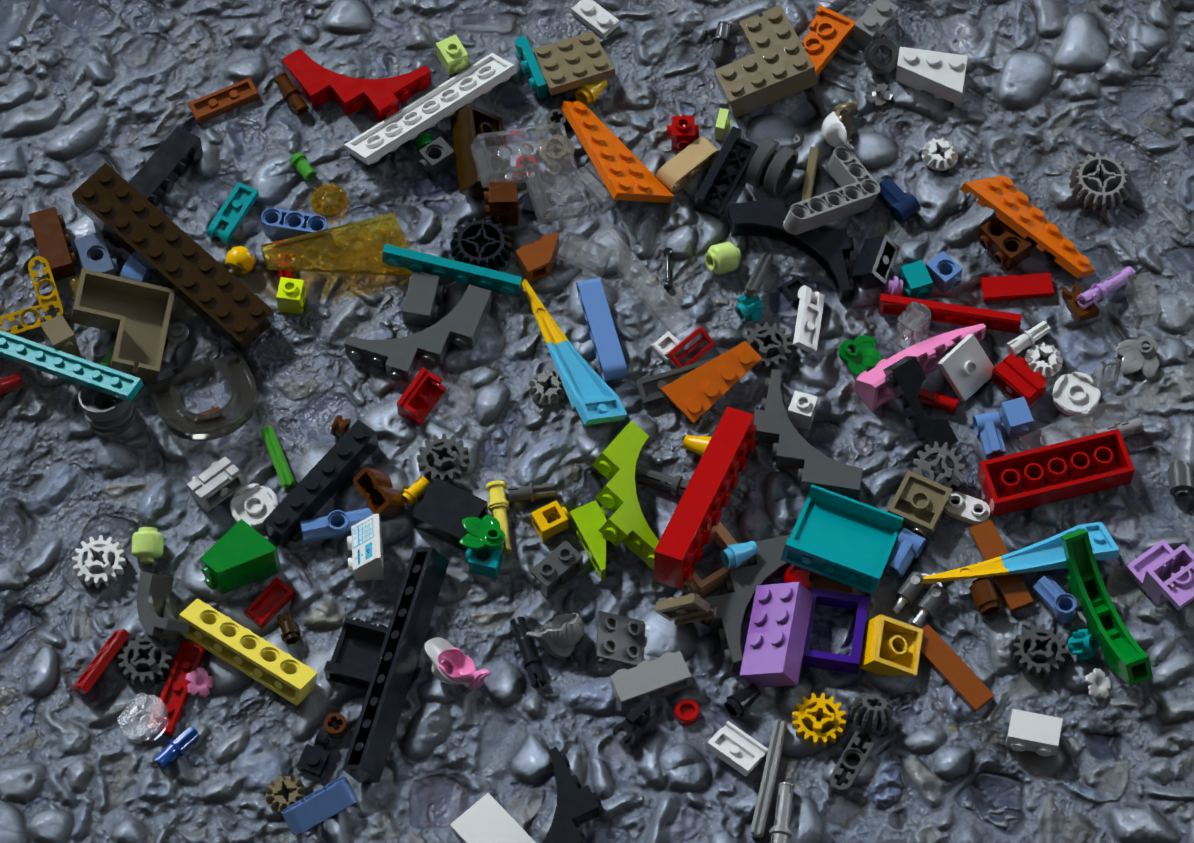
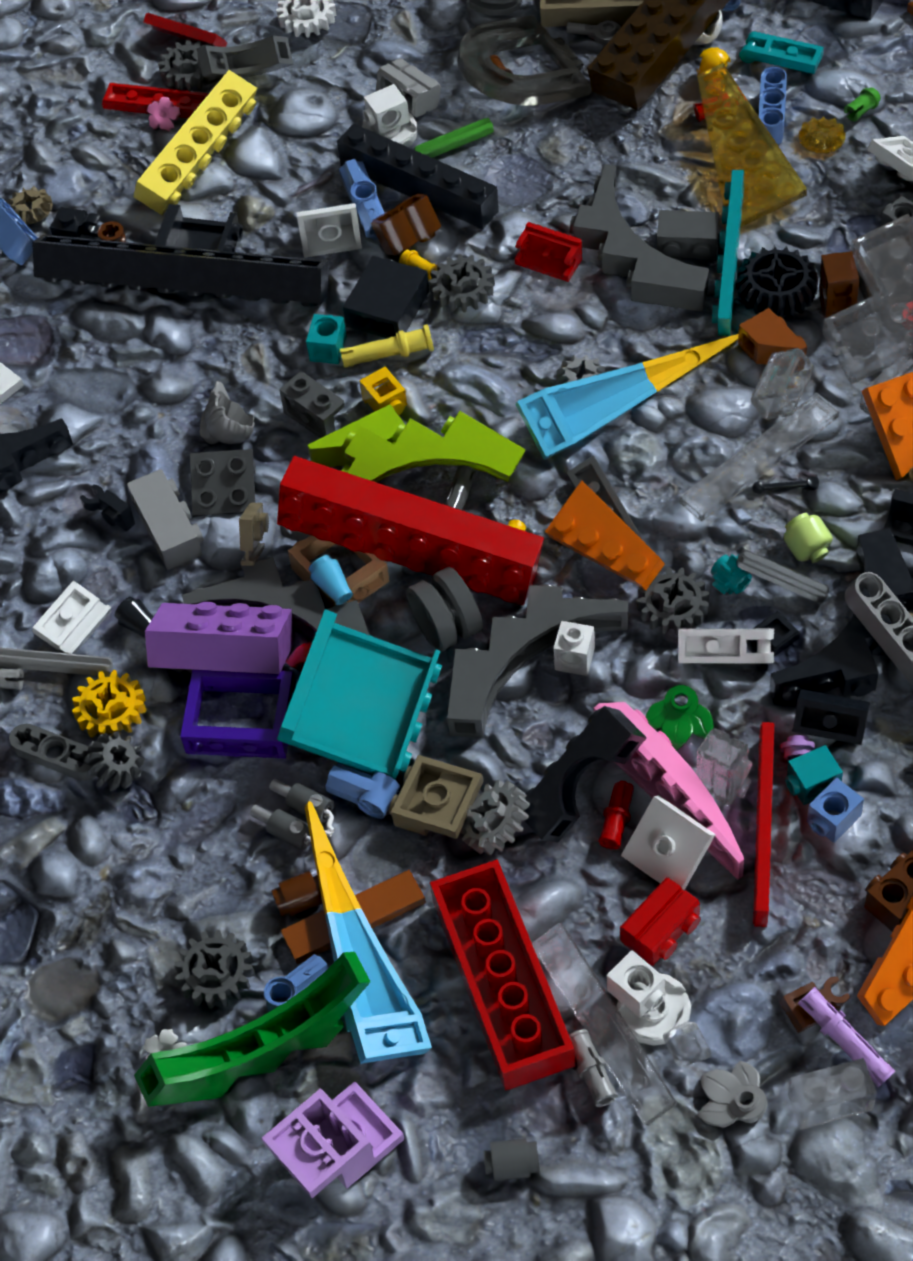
camera: 90 degrees right, 5 degrees down
(138, 708) = (116, 73): clear plate -> none
(147, 544) = (328, 45): yellowish green head -> none
(176, 748) = (84, 108): blue axle -> none
(239, 559) = (308, 113): green slope -> none
(245, 498) = (386, 109): none -> white brick
(269, 603) = (266, 160): red tile -> none
(290, 634) = (231, 177): dark brown pin -> none
(291, 295) = (670, 114): neon yellow brick -> none
(340, 426) = (502, 182): reddish brown bush -> none
(452, 665) = (180, 316): bright pink hair -> none
(482, 533) = (350, 315): green plate -> none
(531, 492) = (425, 374): dark grey axle -> none
(531, 661) = (193, 399): black pin -> none
(601, 329) = (673, 418): medium blue beam -> none
(664, 345) = (660, 496): white tile -> none
(687, 712) = (127, 566): red tile -> none
(705, 336) = (677, 530): red tile -> none
(768, 484) = (444, 609): none -> dark grey wheel
(890, 647) = (211, 778): yellow slope -> none
(954, 670) = (190, 862): dark orange tile -> none
(965, 509) = (443, 863): white plate -> none
(989, 428) = (575, 885): medium blue piece -> none
(1016, 417) = (595, 921): medium blue brick -> none
(1017, 287) = (832, 917): red tile -> none
(1028, 338) = (739, 932): white axle -> none
(1034, 732) = (81, 963): white brick -> none
(1054, 361) = (704, 973): white gear -> none
(1068, 403) = (634, 970): none -> white brick
(1083, 644) = (221, 1020): teal gear -> none

